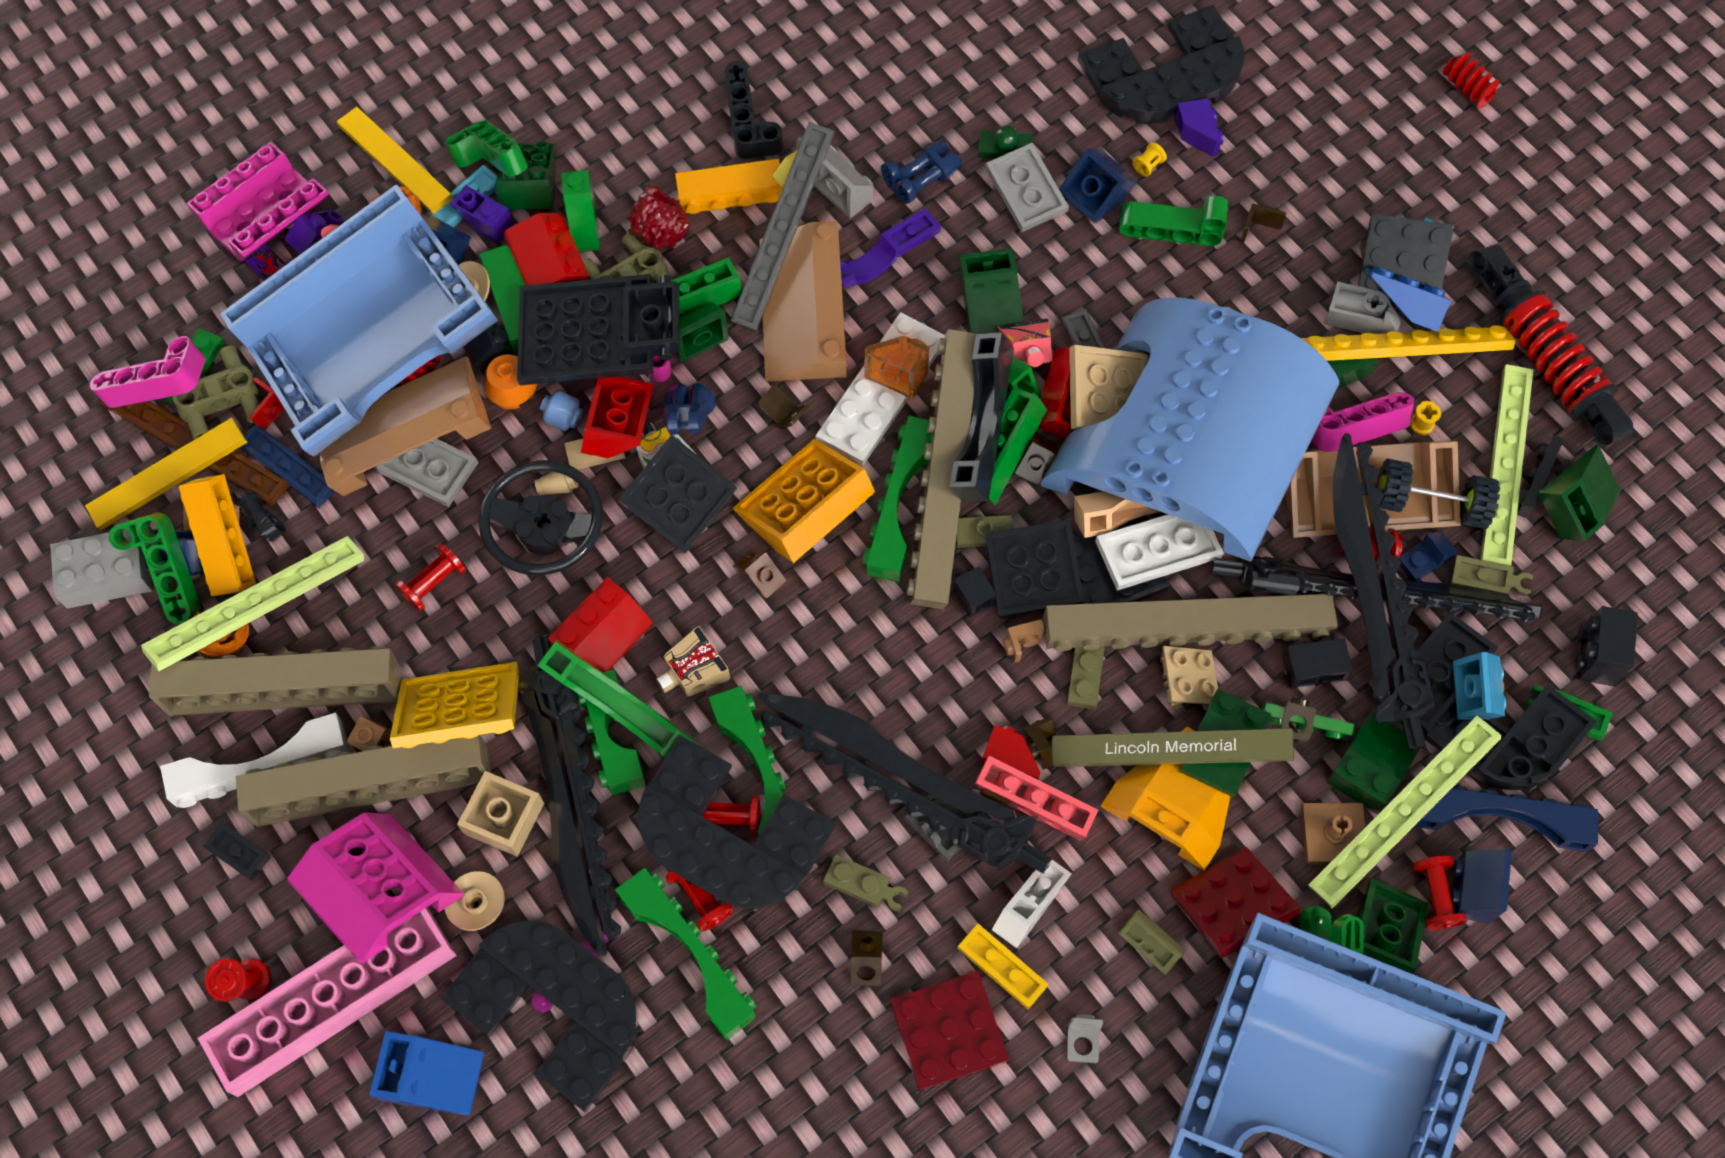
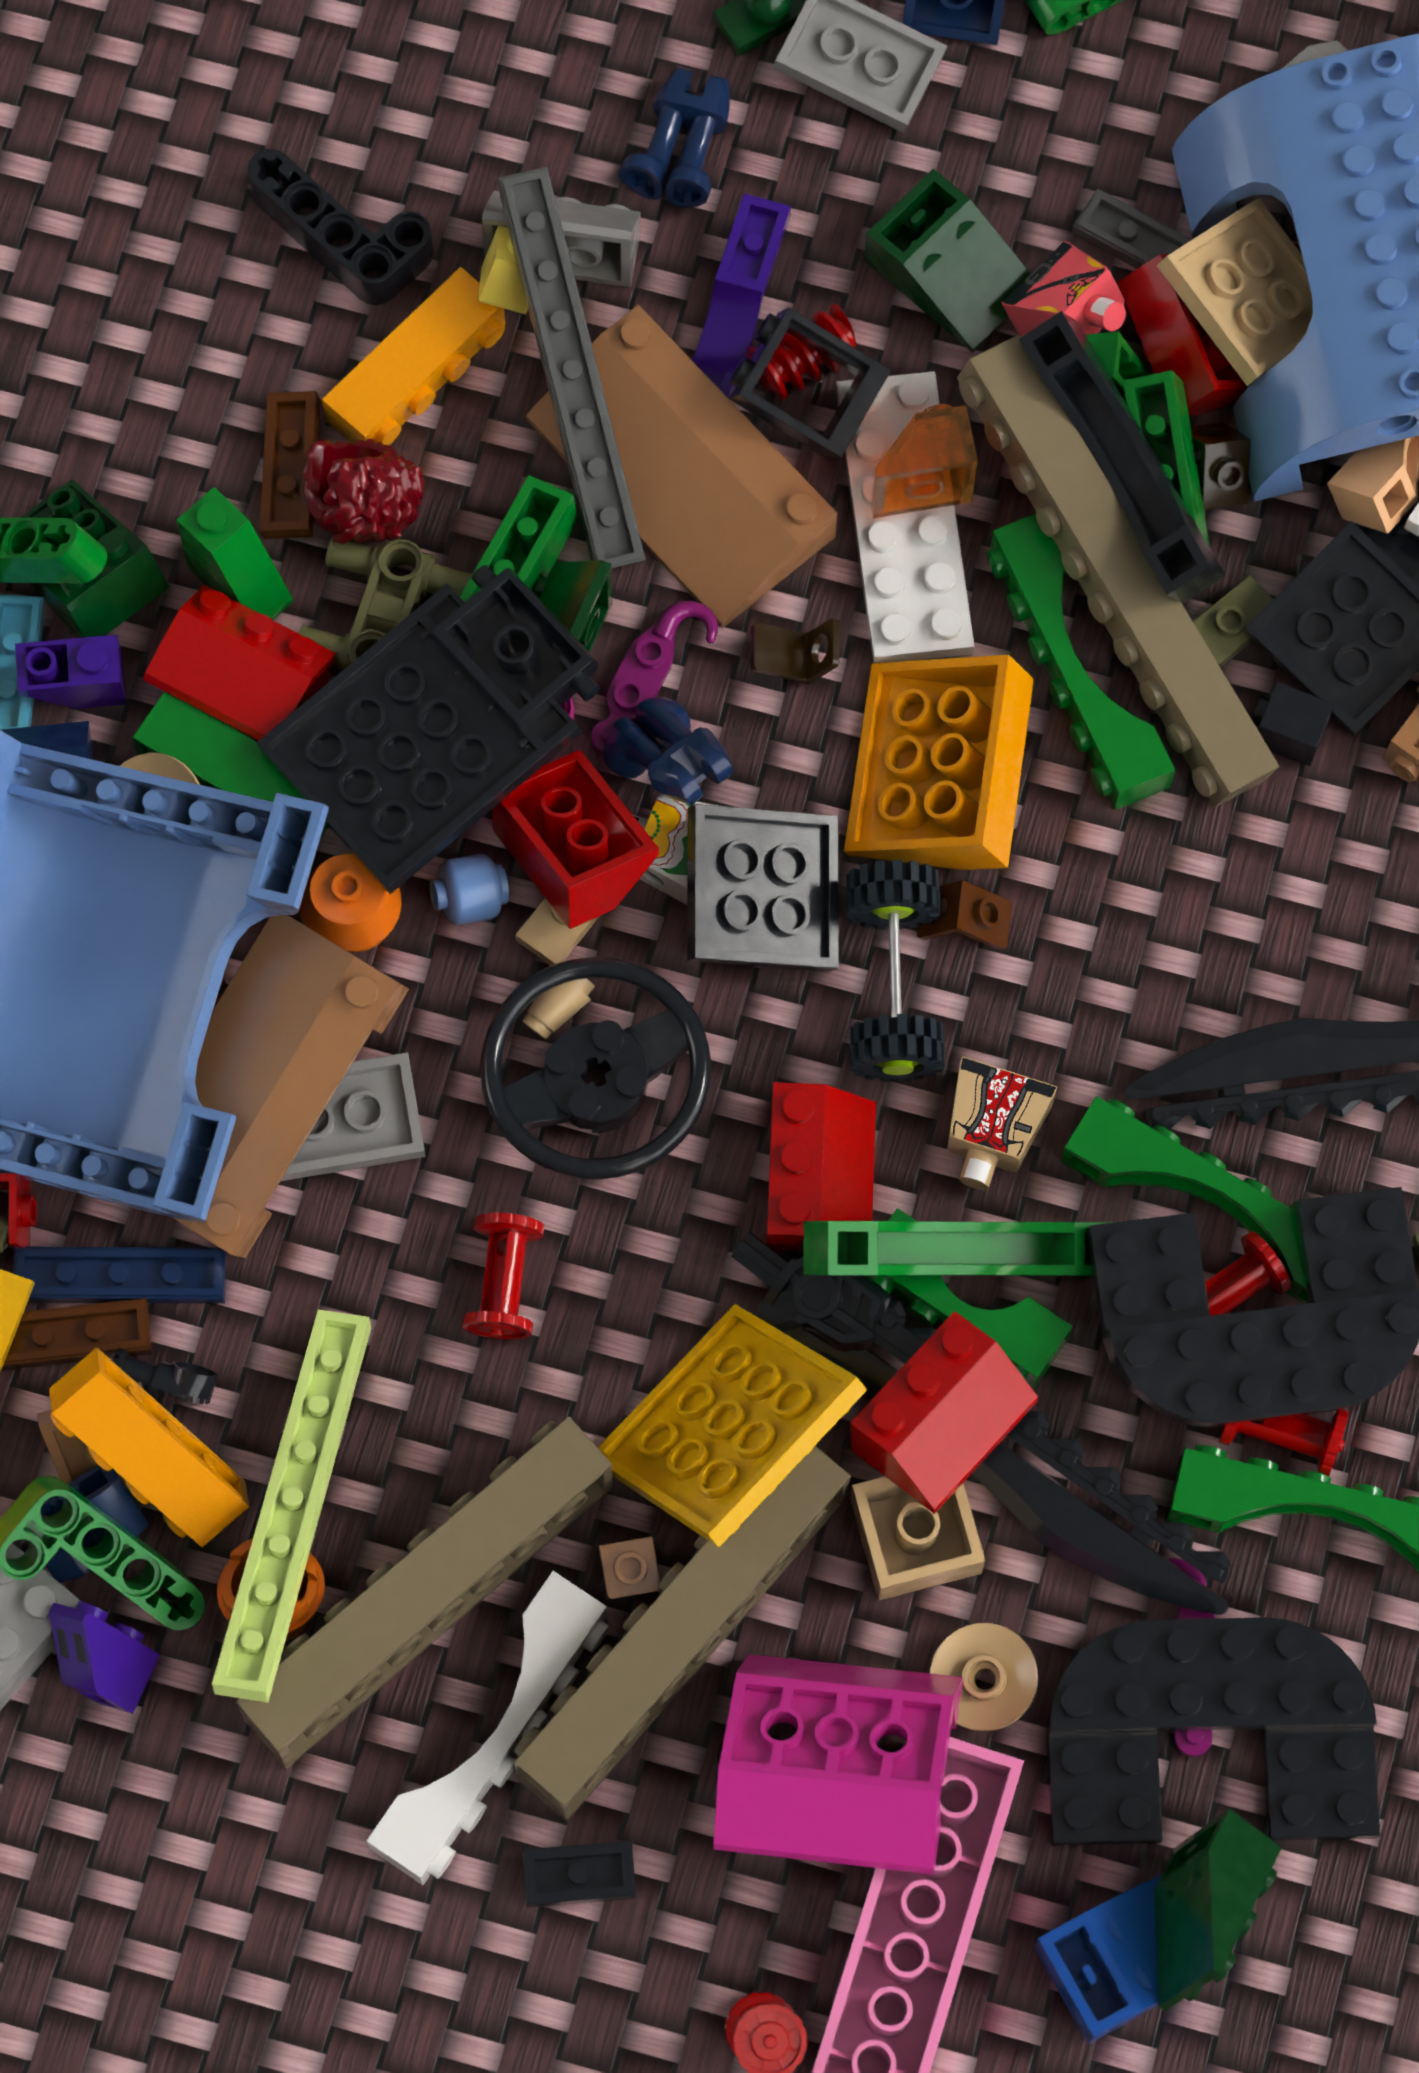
camera: 40 degrees left, 5 degrees up
(129, 610) = (101, 1658): none -> dark purple slope
(477, 1069) = (1208, 1903): none -> dark green slope
(546, 767) = (942, 1413): none -> red slope
(659, 175) = (289, 432): none -> reddish brown plate
(720, 372) = (648, 665): none -> magenta piece
(730, 539) = (894, 898): none -> black axle
(891, 323) = (852, 409): none -> black window
(895, 291) = (796, 358): none -> red piece

